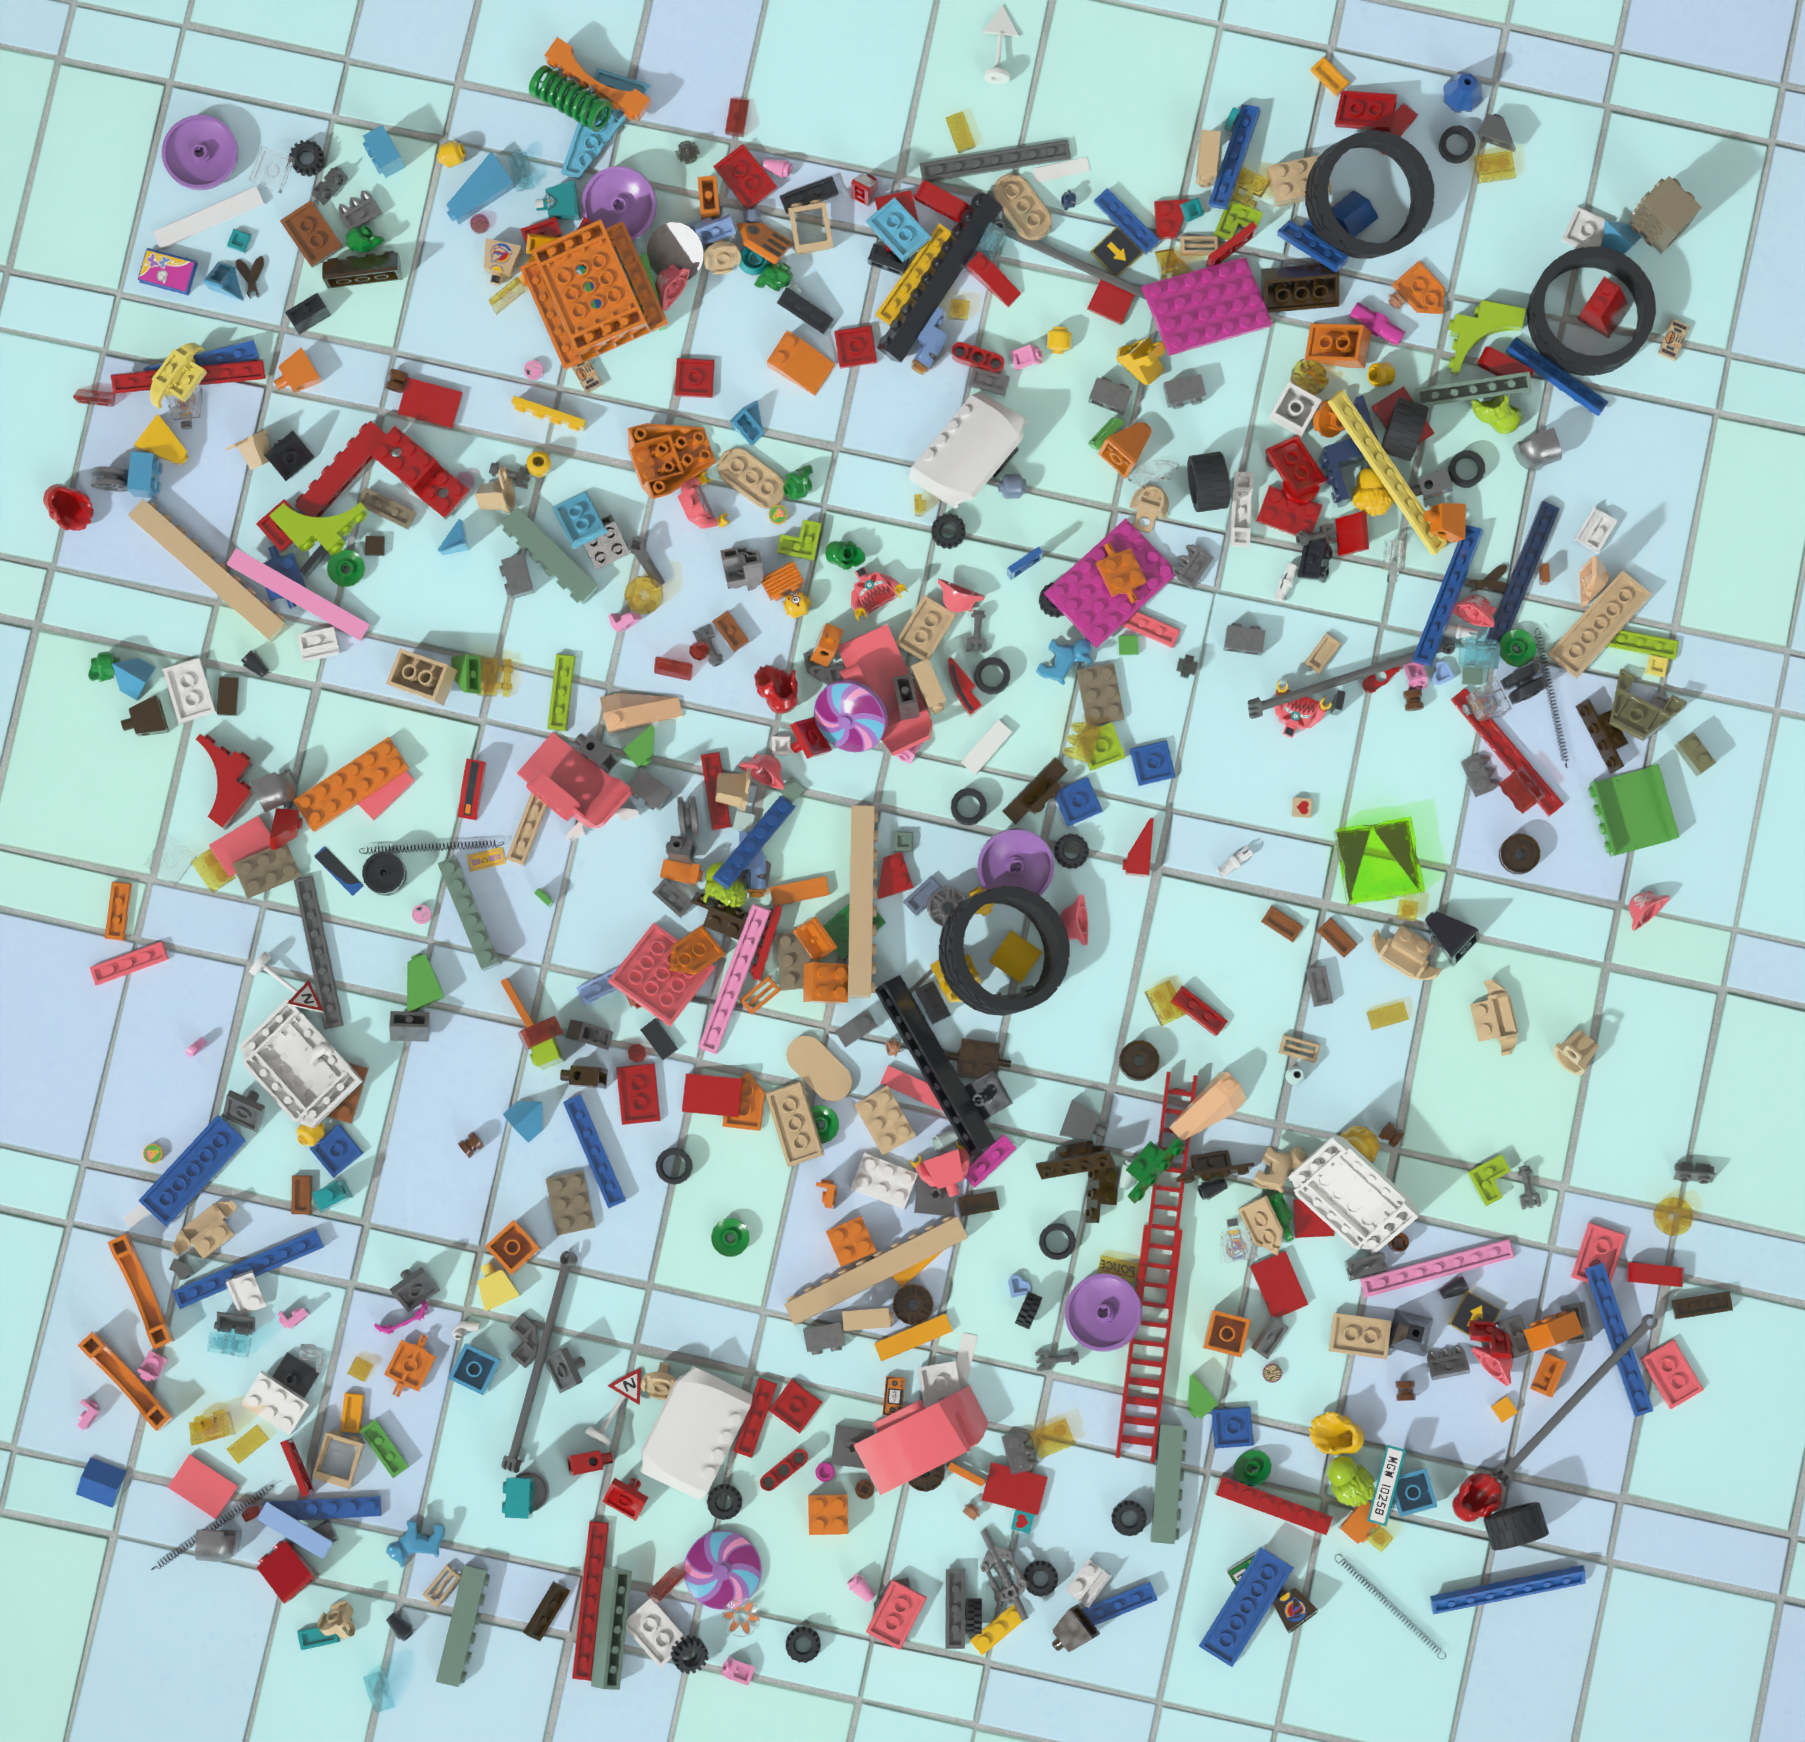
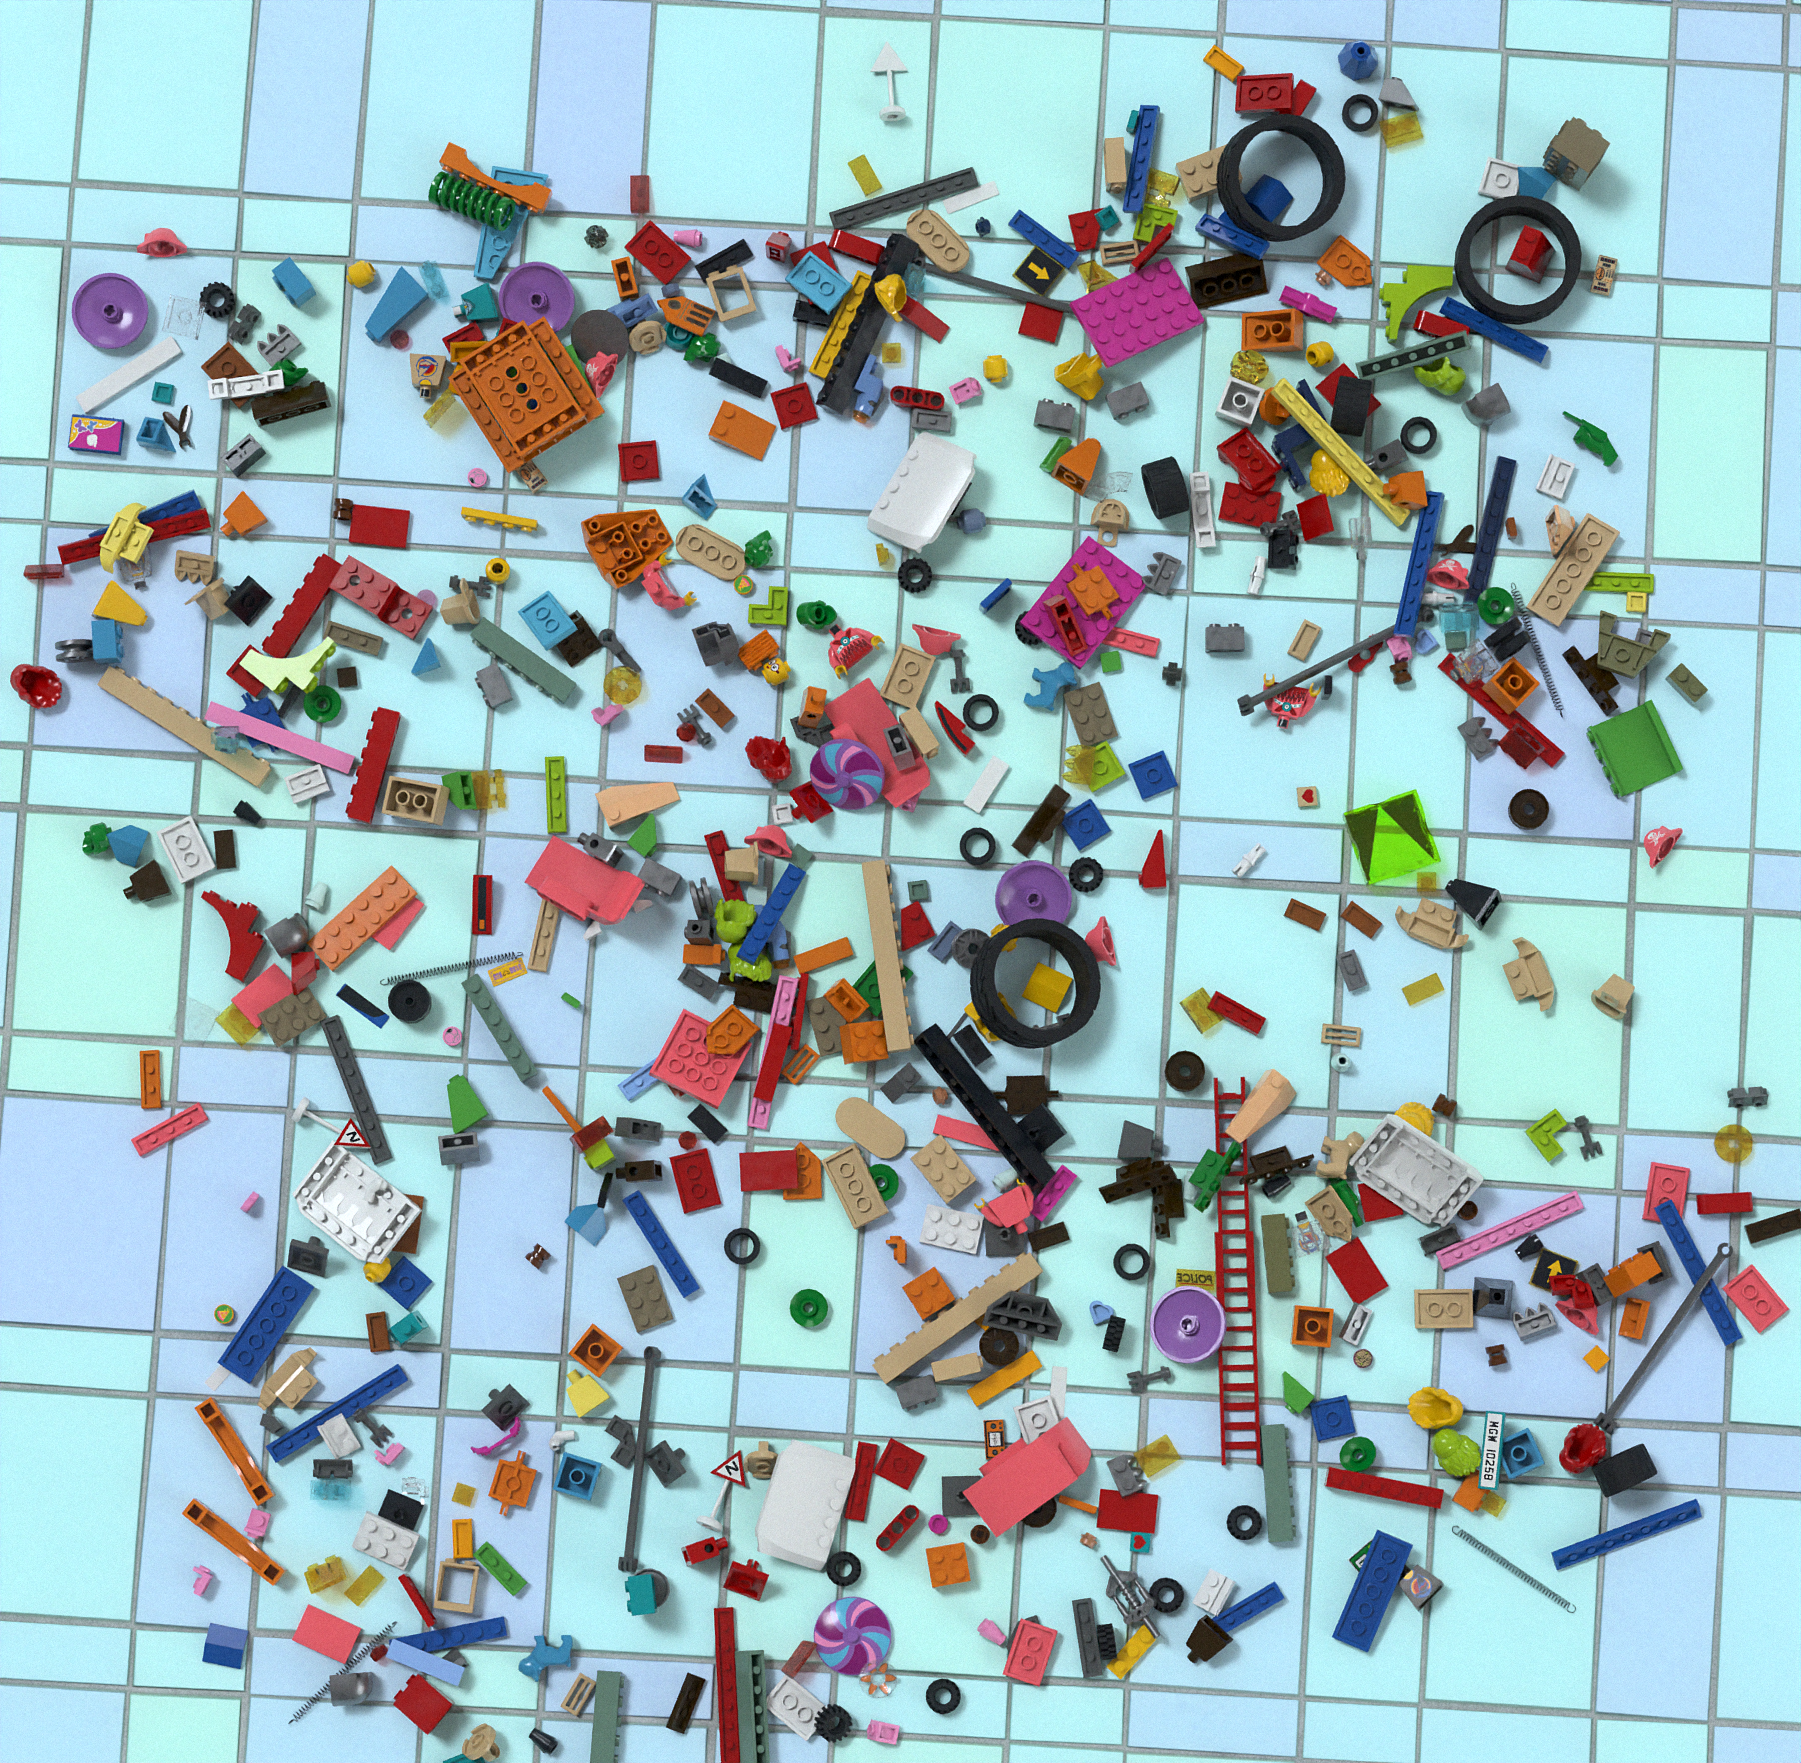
camera: 10 degrees left, 0 degrees up
(243, 413) = (194, 565): none -> tan plate
(244, 587) = (226, 739): none -> clear light blue slope
(261, 95) = (161, 243): none -> coral hat
(270, 1275) = (360, 1415): none -> dark grey hinge
(310, 756) = (316, 897): none -> light aqua cone
(320, 245) = (246, 386): none -> white slope
(387, 636) = (374, 765): none -> red brick
(547, 1089) = (605, 1190): none -> black tile
(716, 842) = (733, 919): none -> lime hair
(732, 988) = (773, 1062): none -> red tile
(853, 297) = (784, 357): none -> bright pink bracket
(942, 1278) = (1024, 1315): none -> dark grey wedge
(968, 251) = (892, 295): none -> yellow hair
(1089, 600) = (1065, 624): none -> red slope
(1202, 1255) = (1276, 1253): none -> olive brick
(1520, 729) = (1510, 685): none -> orange brick
(1640, 499) = (1594, 439): none -> green animal

